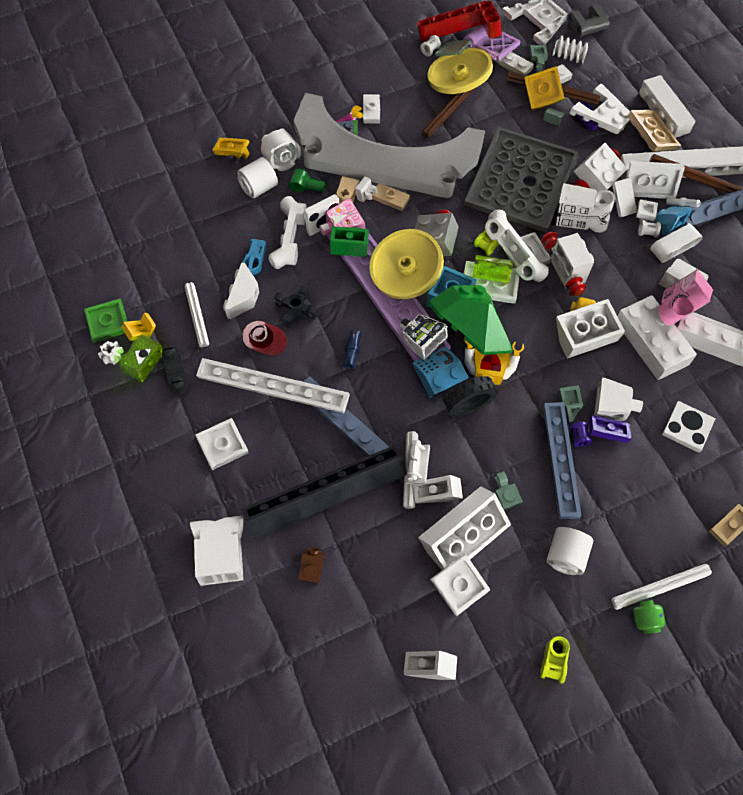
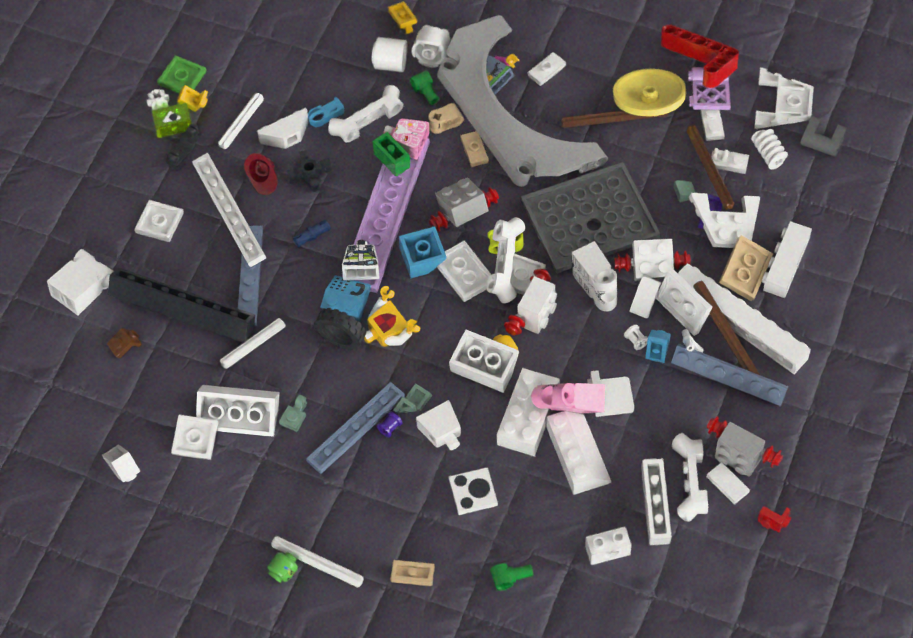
camera: 50 degrees right, 5 degrees down
(316, 214) = (392, 114): white tile -> none
(364, 189) = (458, 127): white tile -> none
(406, 264) = (410, 203): light yellow dish -> none
(418, 463) = (248, 343): white hinge -> none
(430, 45) = (658, 53): white bush -> none
(438, 490) = (251, 370): white slope -> none
(453, 48) = (671, 69): sand green piece -> none
(474, 314) = (407, 280): green wedge -> none
(492, 269) = (466, 259): clear neon green brick -> none
(539, 54) = (738, 130): sand green plate -> none
(544, 88) = (697, 161): yellow plate -> none
(555, 661) = (195, 534): neon yellow piece -> none
(569, 551) = (281, 481): white piece -> none
(609, 429) = (412, 439): dark purple plate -> none
(646, 210) = (650, 321): white tile -> none
(676, 243) = (642, 365): white beam -> none

